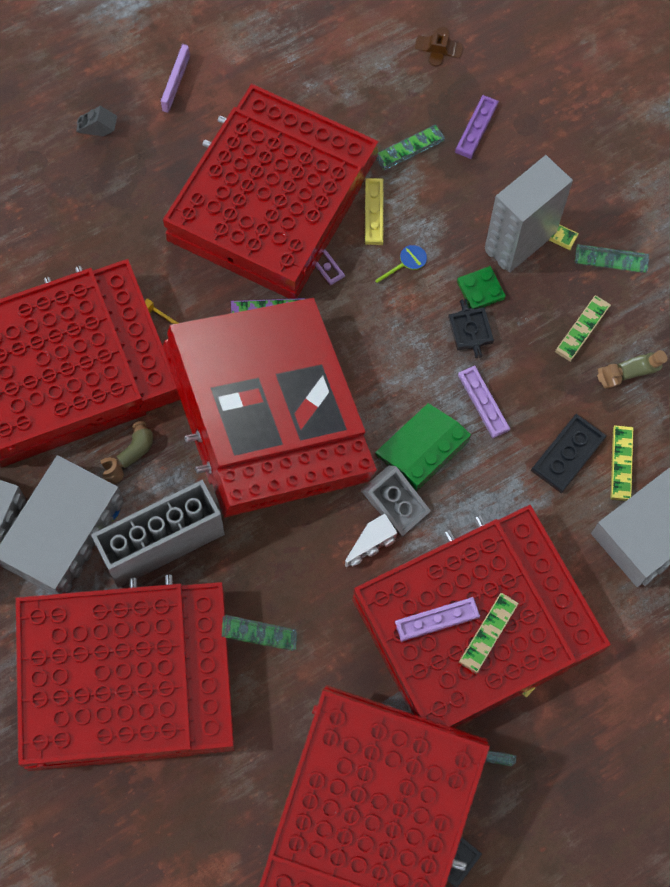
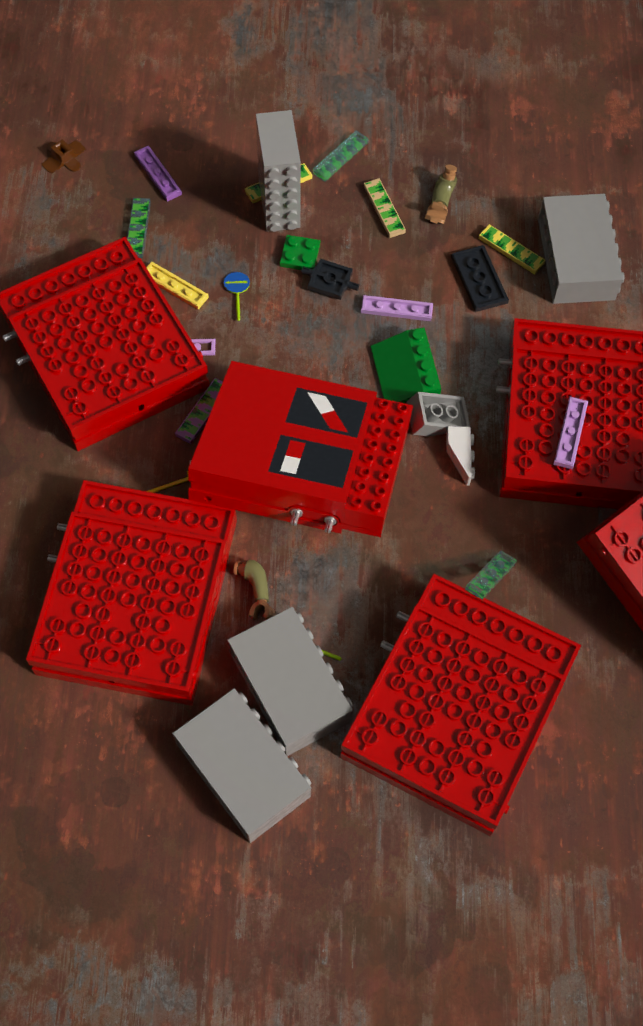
camera: 55 degrees left, 5 degrees down
(159, 533) = (359, 597): light grey brick -> none
(488, 633) = (604, 404): tile -> none

